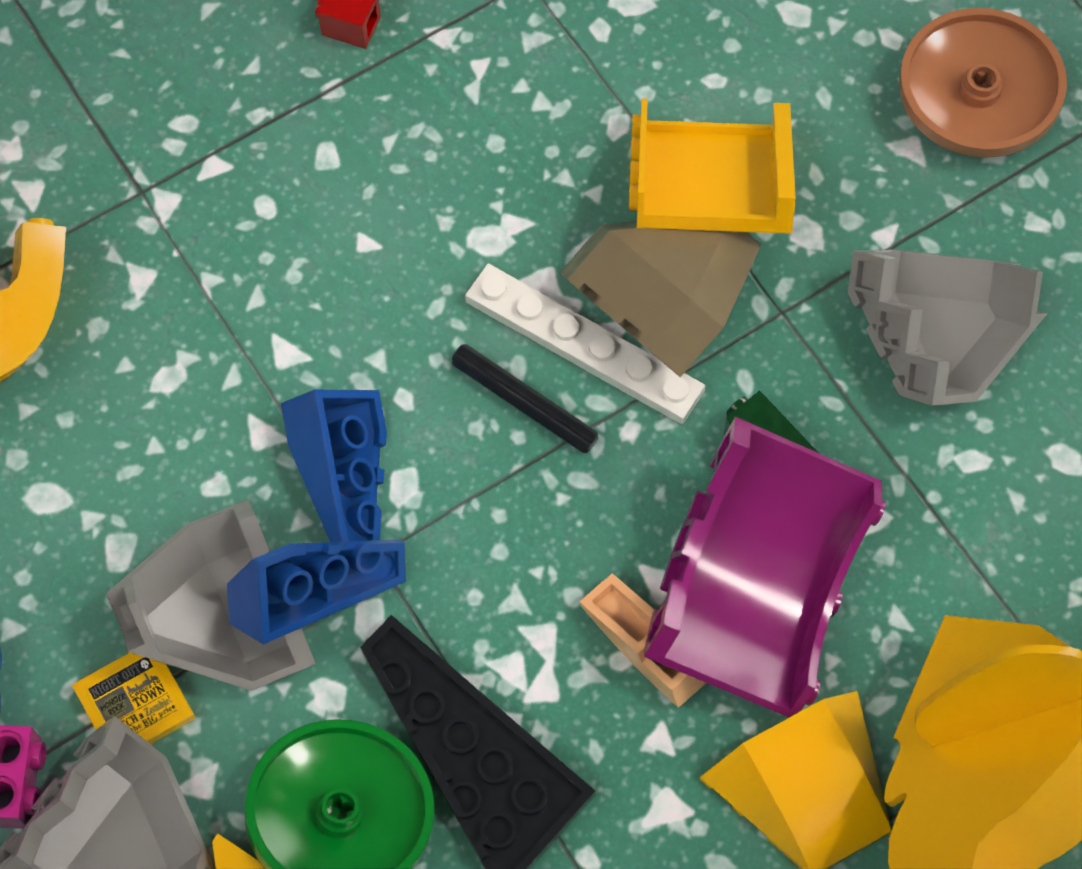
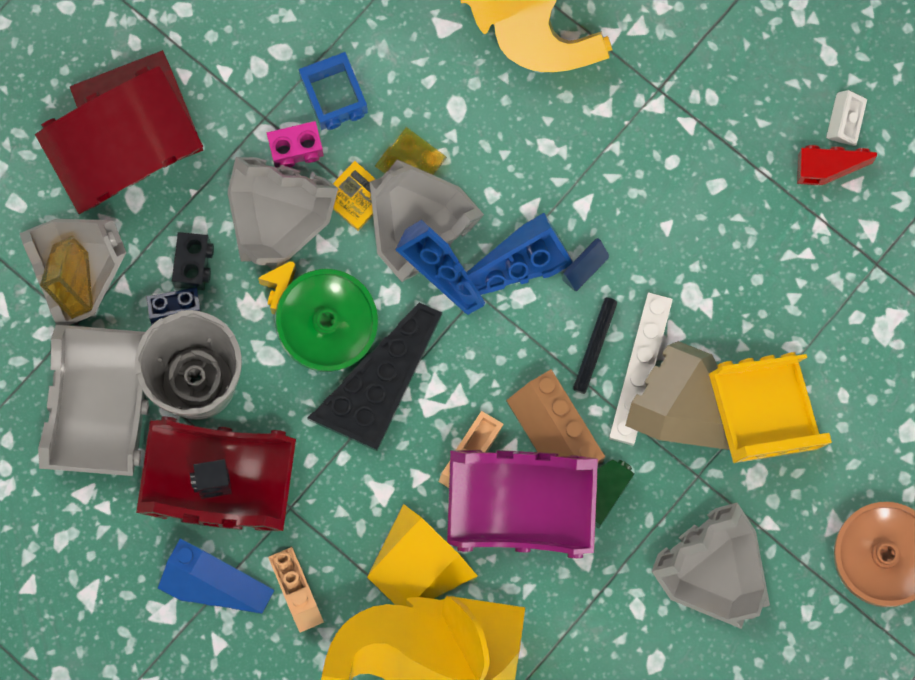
camera: 70 degrees right, 10 degrees up
(84, 591) = (412, 151): none -> clear yellow slope
(387, 374) = (585, 265): none -> dark blue slope
(632, 492) = (552, 419): none -> medium nougat slope

